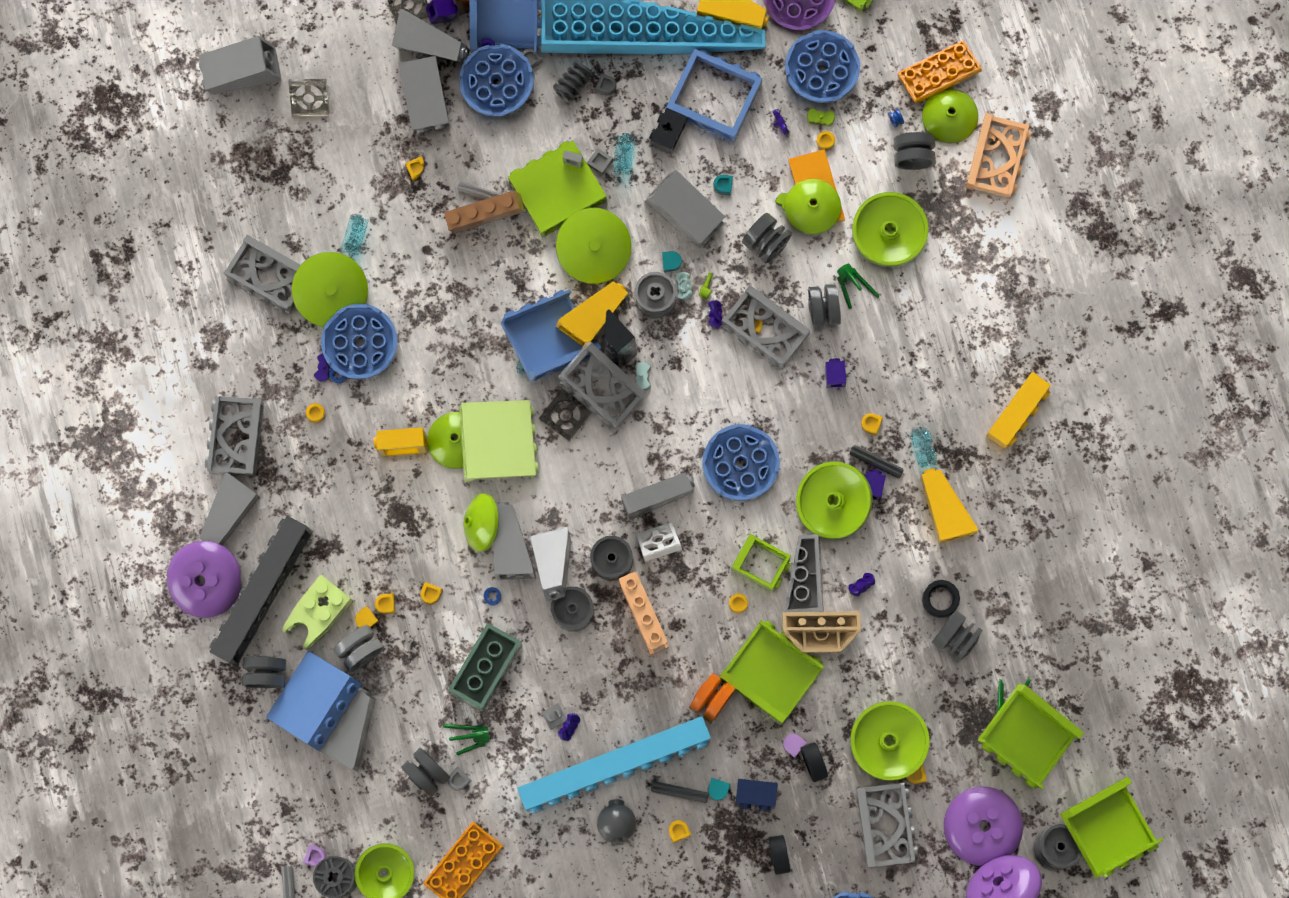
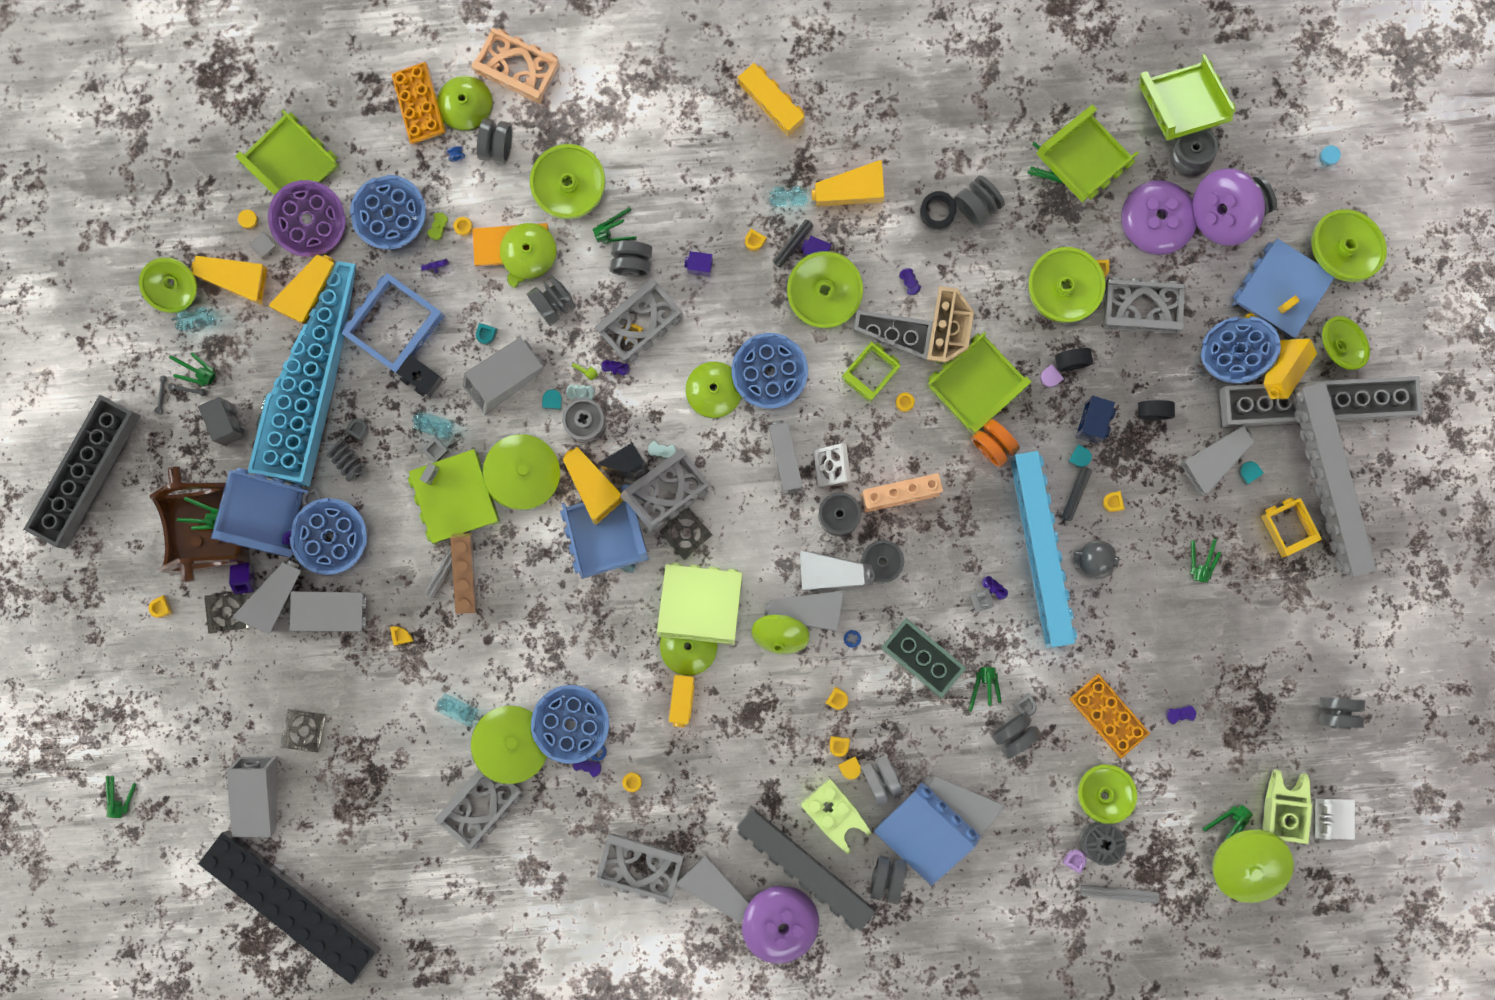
camera: 75 degrees left, 5 degrees up
(144, 122) = (289, 906): none -> black brick
(698, 415) = (708, 402): none -> lime dish

